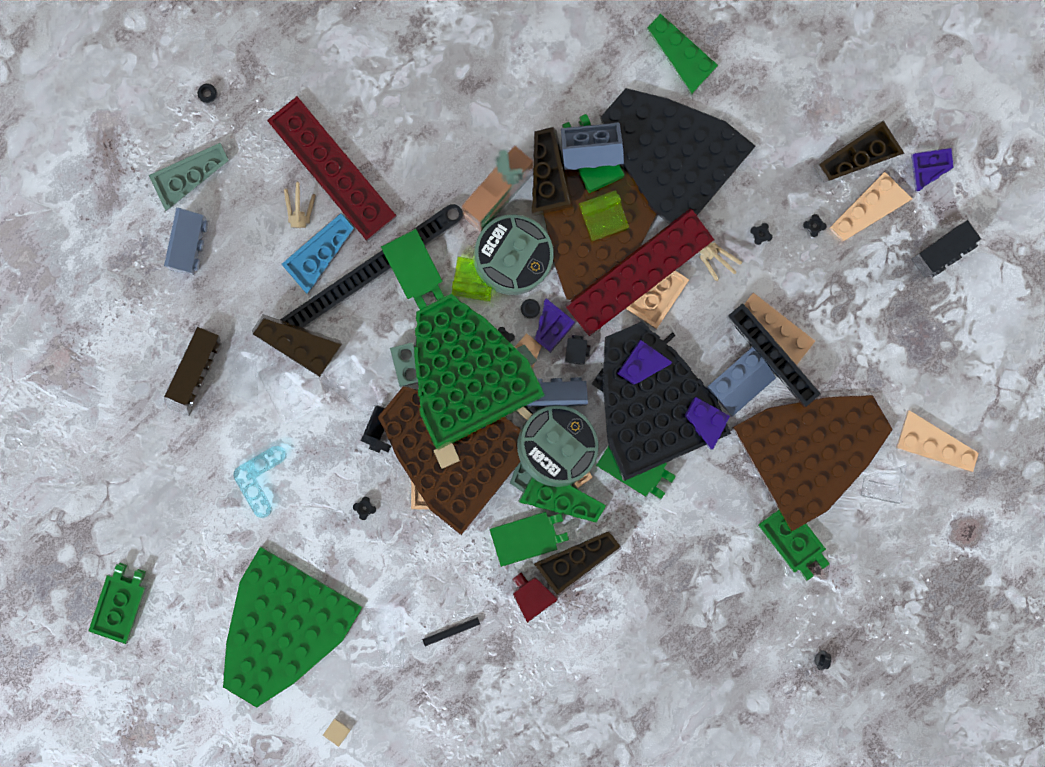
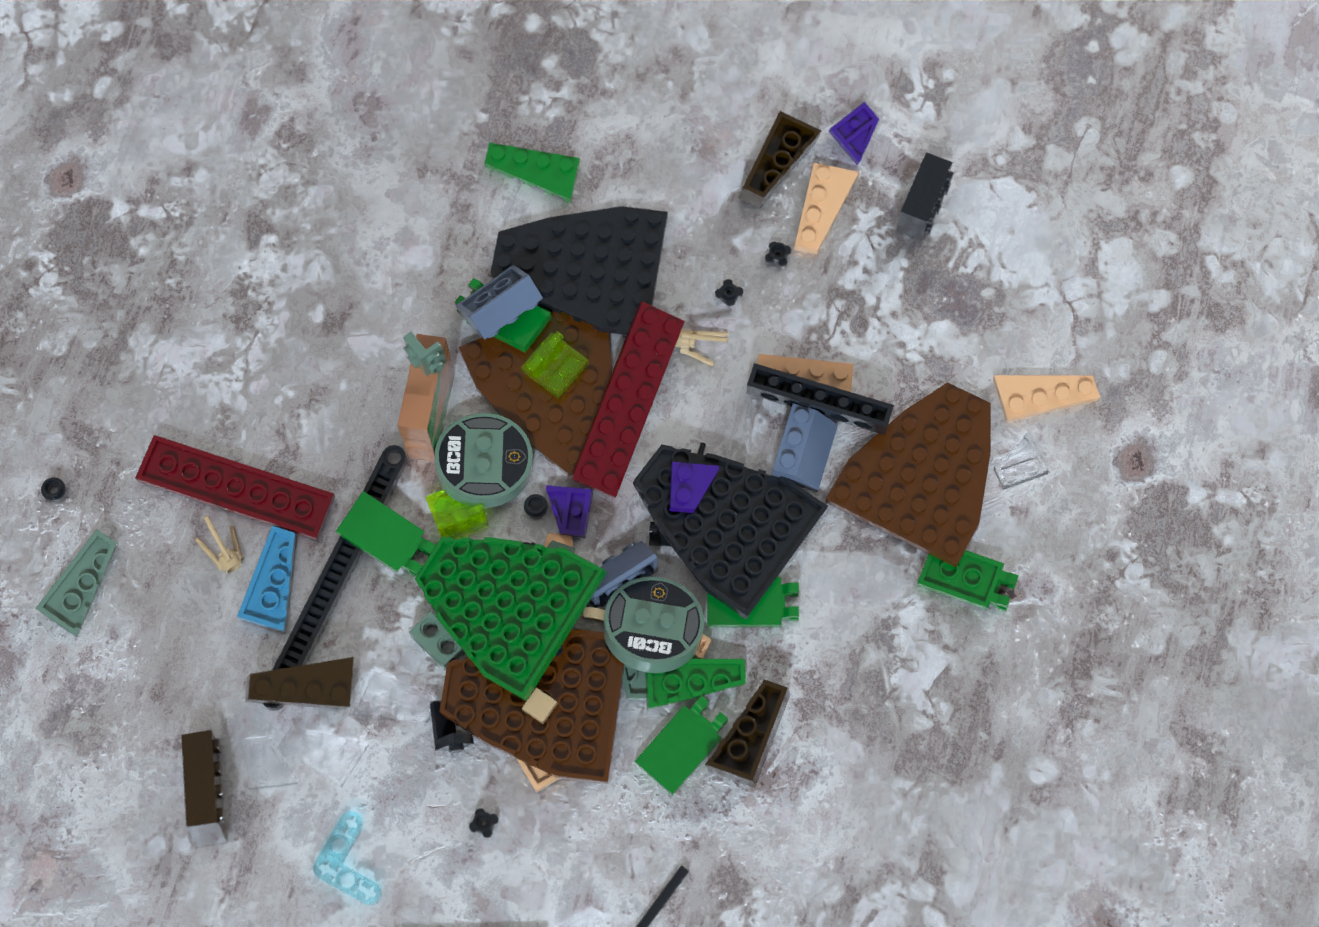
camera: 30 degrees left, 15 degrees down
(186, 241) = (117, 653): sand blue slope -> none
(532, 596) = (726, 804): dark red torso -> none
(550, 181) = (476, 361): dark brown wedge -> none
(577, 350) = (612, 518): black brick -> none
(657, 301) = (665, 417): light nougat wing -> none
(707, 421) = (794, 505): dark purple wing -> none
(823, 660) = (1078, 681): black plate -> none

